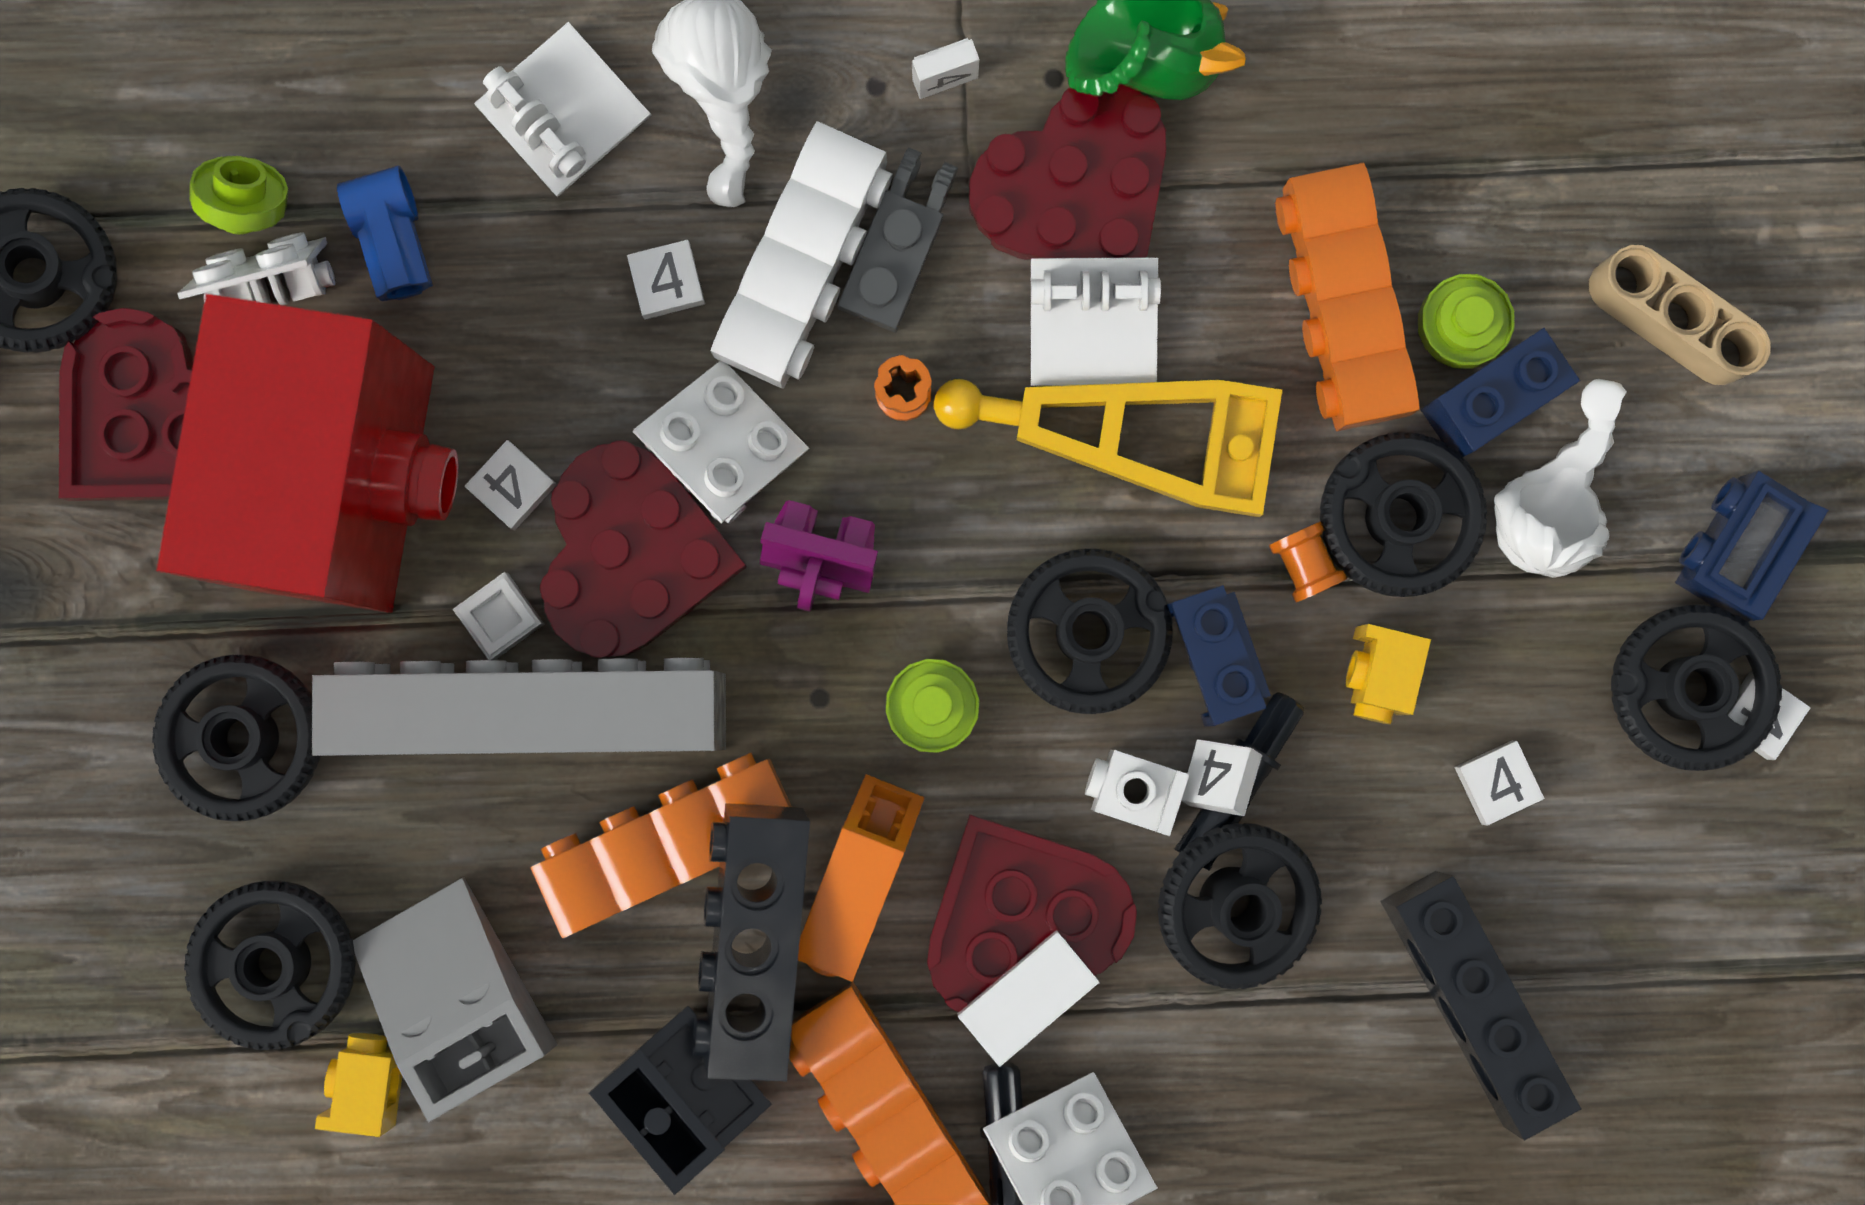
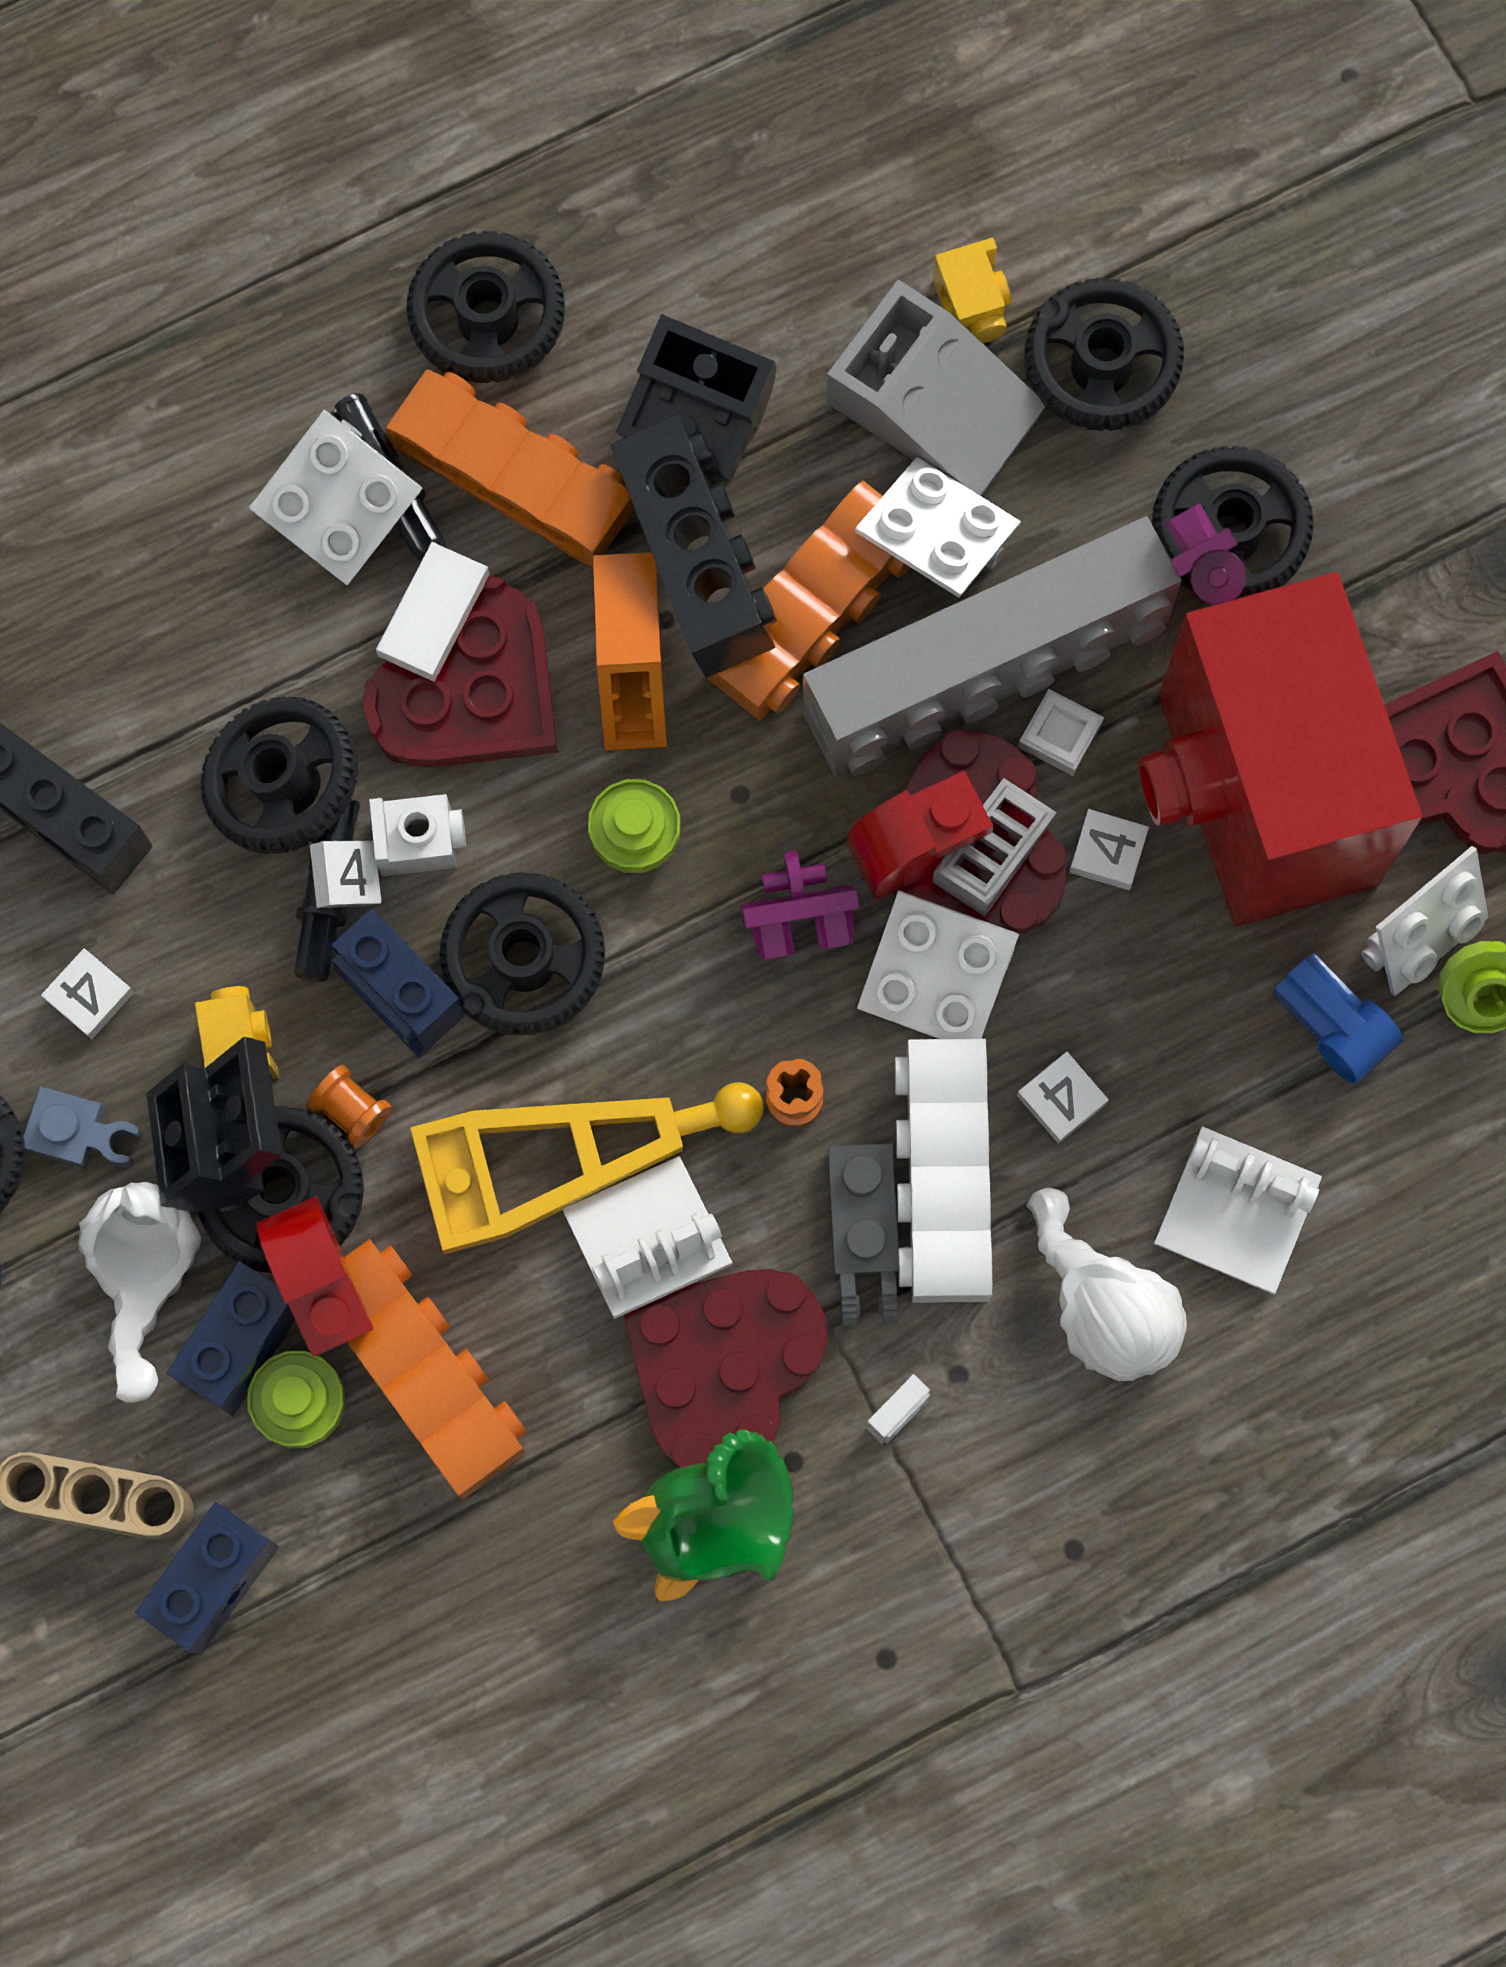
camera: 160 degrees right, 10 degrees down
(276, 697) = (1215, 572): none -> magenta hips
(514, 857) = (938, 527): none -> white hinge
(621, 491) = (968, 887): none -> light grey slope
(678, 557) = (908, 832): none -> red brick
(1418, 408) = (313, 1276): none -> red brick
(1448, 578) = (214, 1129): none -> black brick
(1565, 662) = (71, 1128): none -> sand blue plate
(1610, 196) = (207, 1579): none -> dark blue brick

